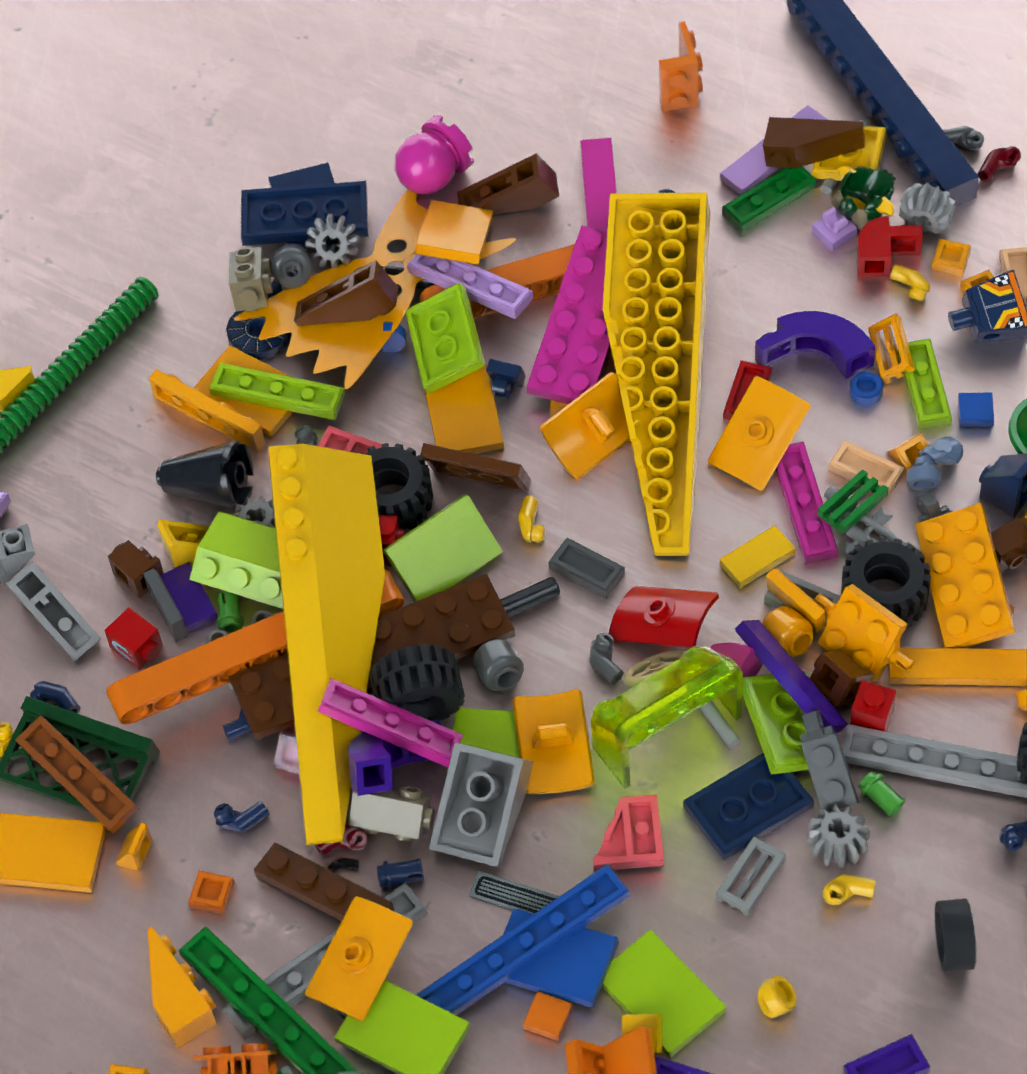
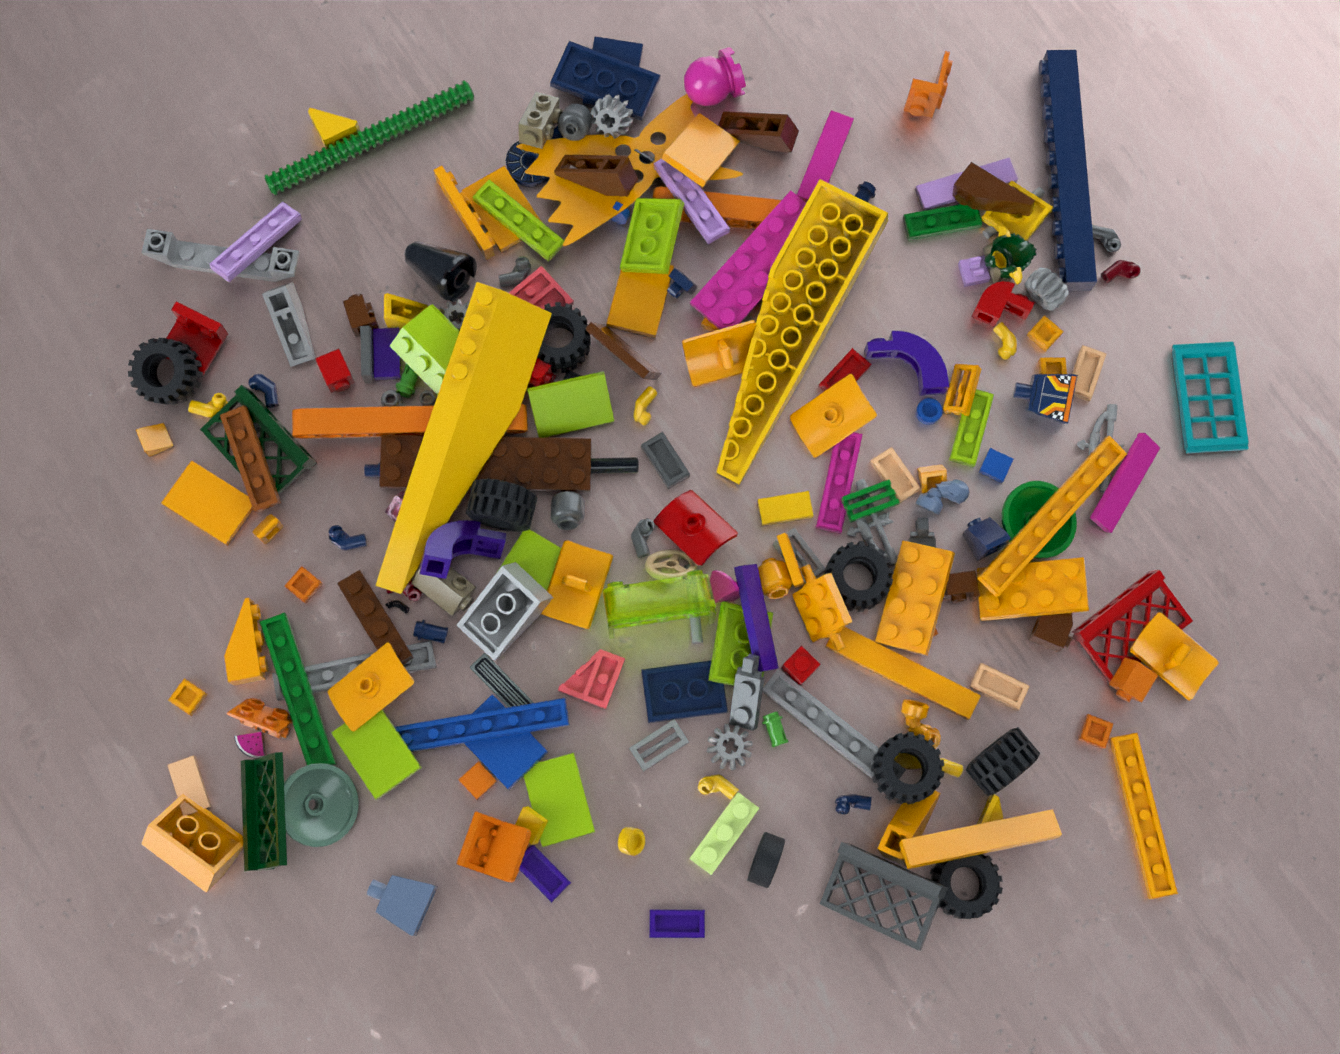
camera: 15 degrees right, 20 degrees up
(389, 722) = (466, 528): dark pink tile -> none
(838, 677) = (790, 631): reddish brown brick -> none
(886, 939) = (724, 833): none -> yellowish green plate

